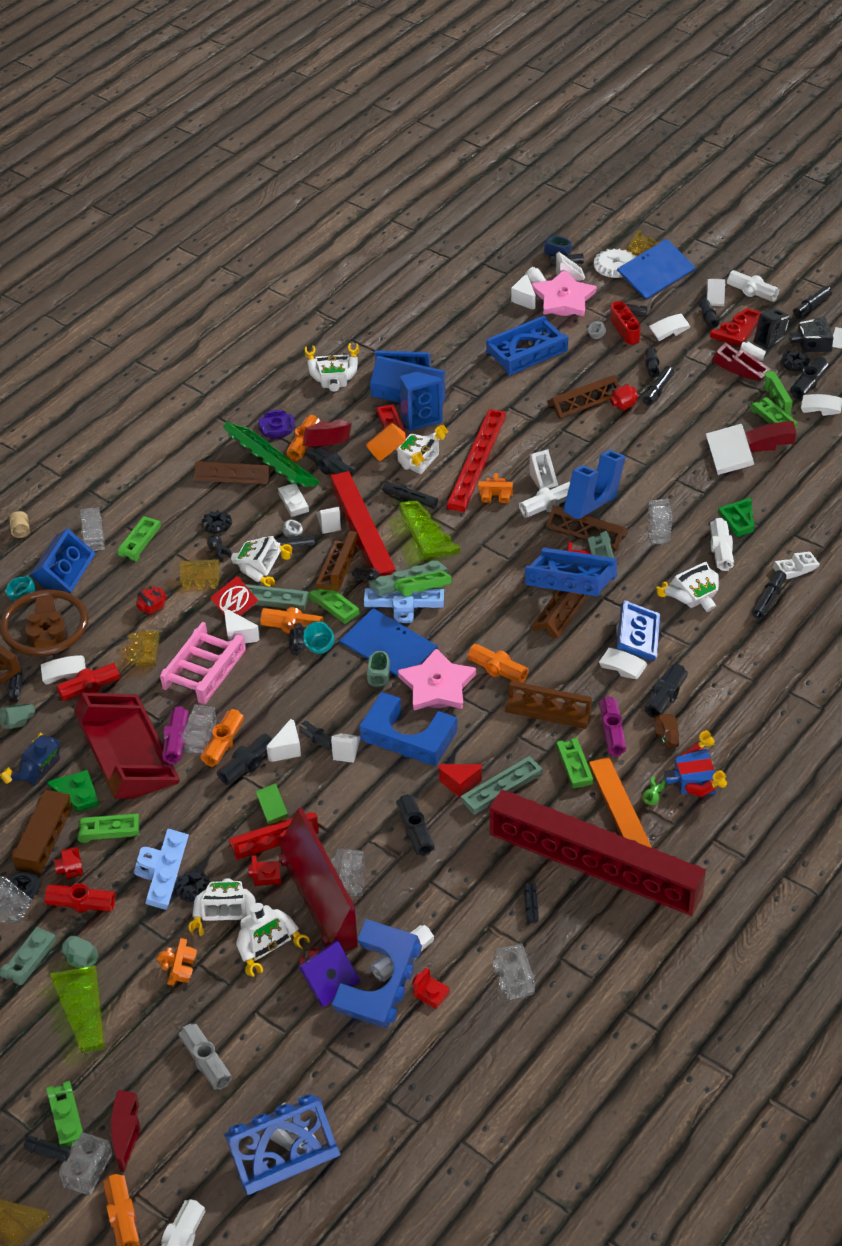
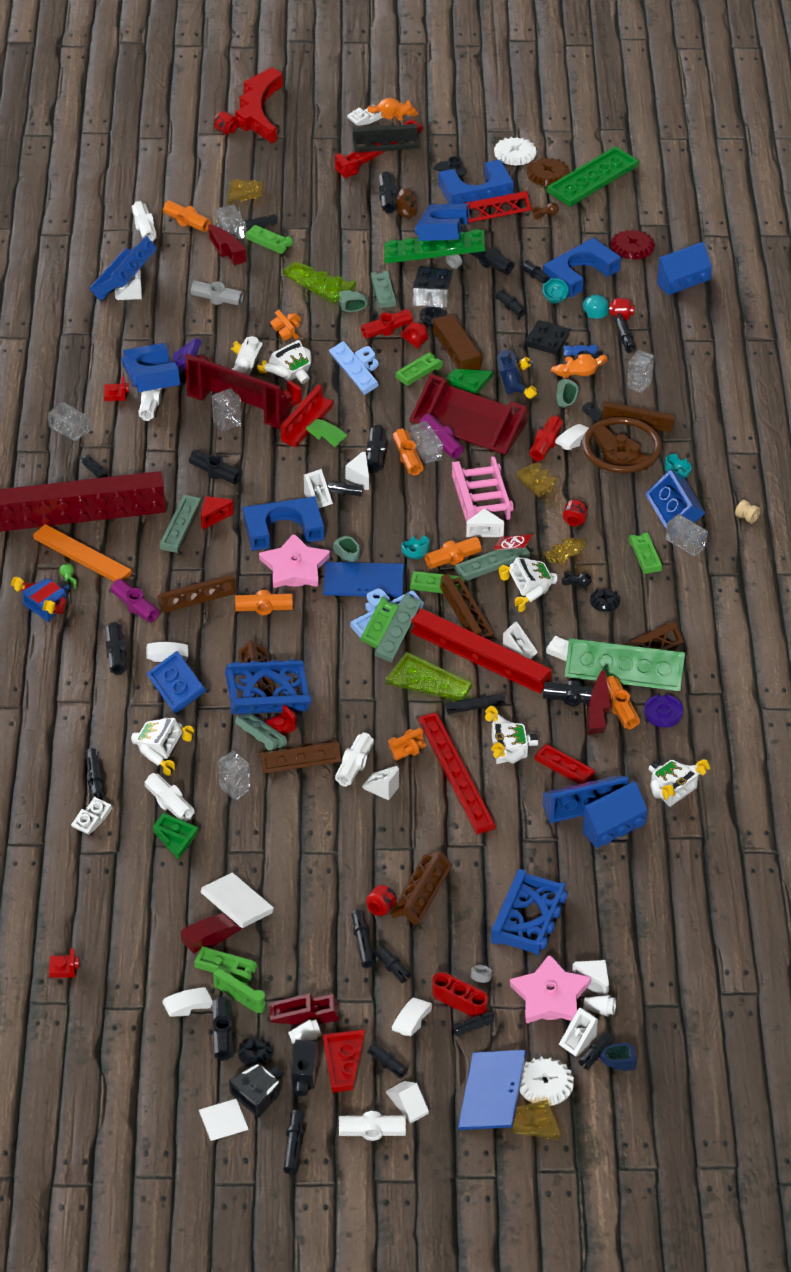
camera: 140 degrees right, 0 degrees up
(188, 892) = (332, 372): black gear -> none
(292, 528) = (536, 623): light grey tile -> none
(296, 639) = (429, 531): black gear -> none
(298, 541) = (524, 615): black axle -> none
(365, 573) = (431, 607): black axle -> none
(386, 441) = (540, 725): orange slope -> none
(420, 400) = (548, 766): blue slope -> none
(574, 763) = (142, 564): bright green plate -> none
(594, 488) = (311, 759): blue arch -> none
(667, 730) = (90, 618): reddish brown rock -> none

